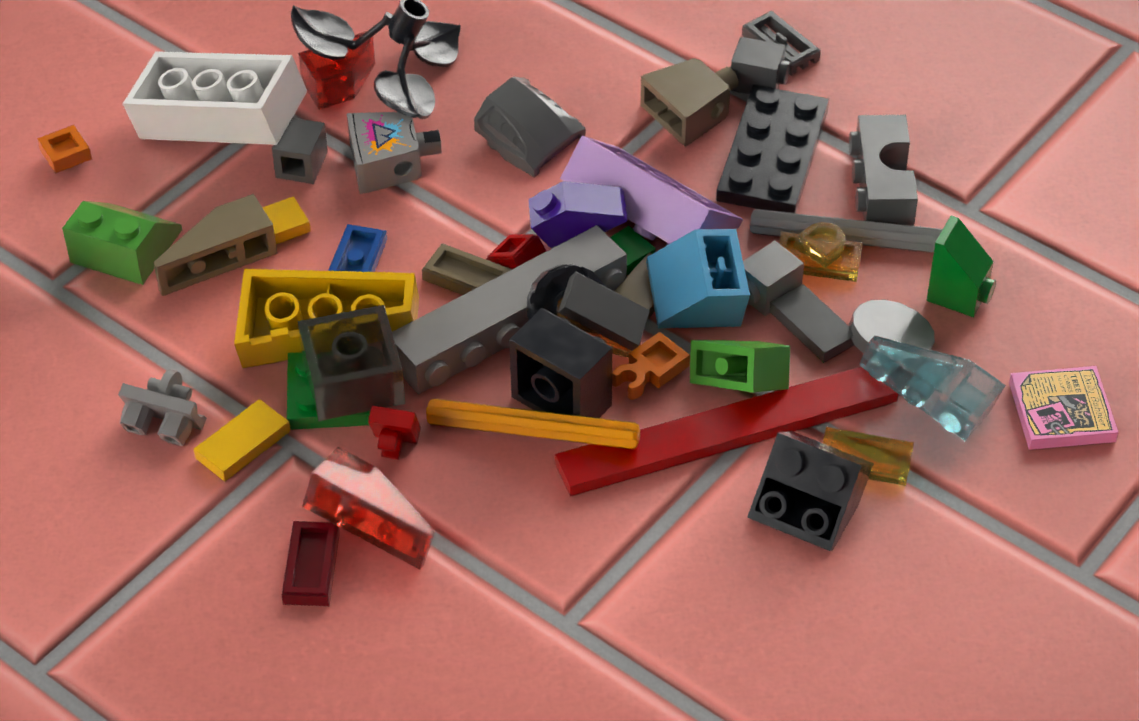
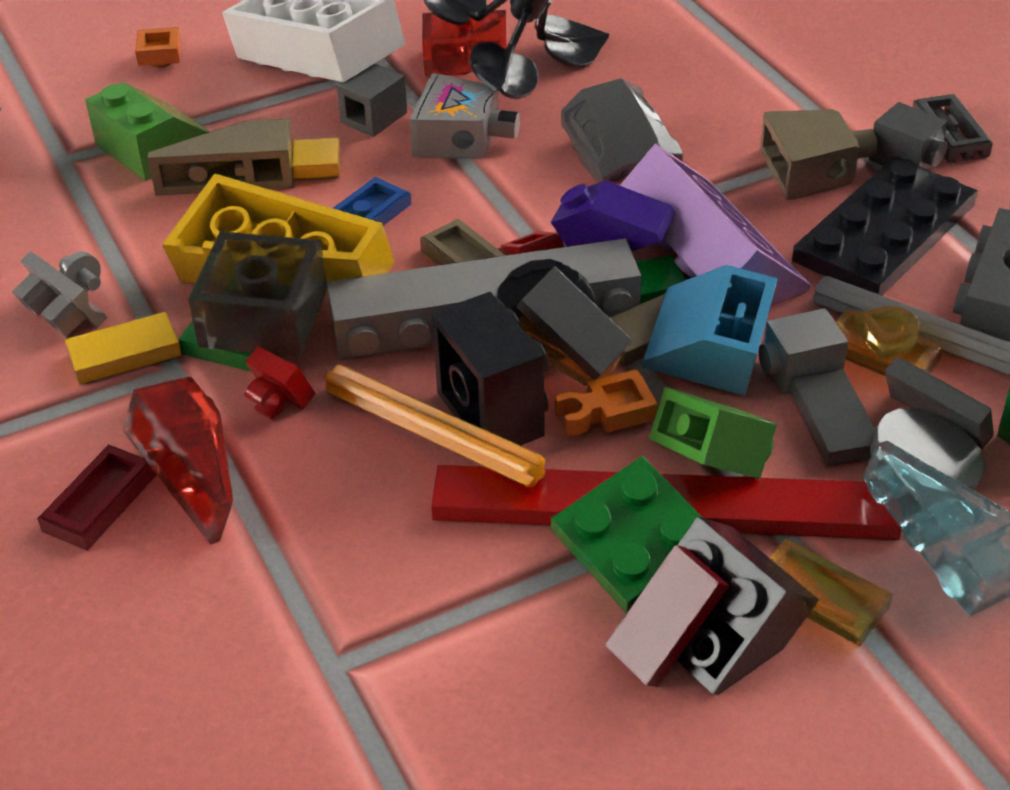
camera: 25 degrees right, 5 degrees down
(722, 457) = (625, 529): none -> green plate
(783, 508) = (666, 615): none -> tile
(875, 286) = (925, 392): none -> dark grey tile

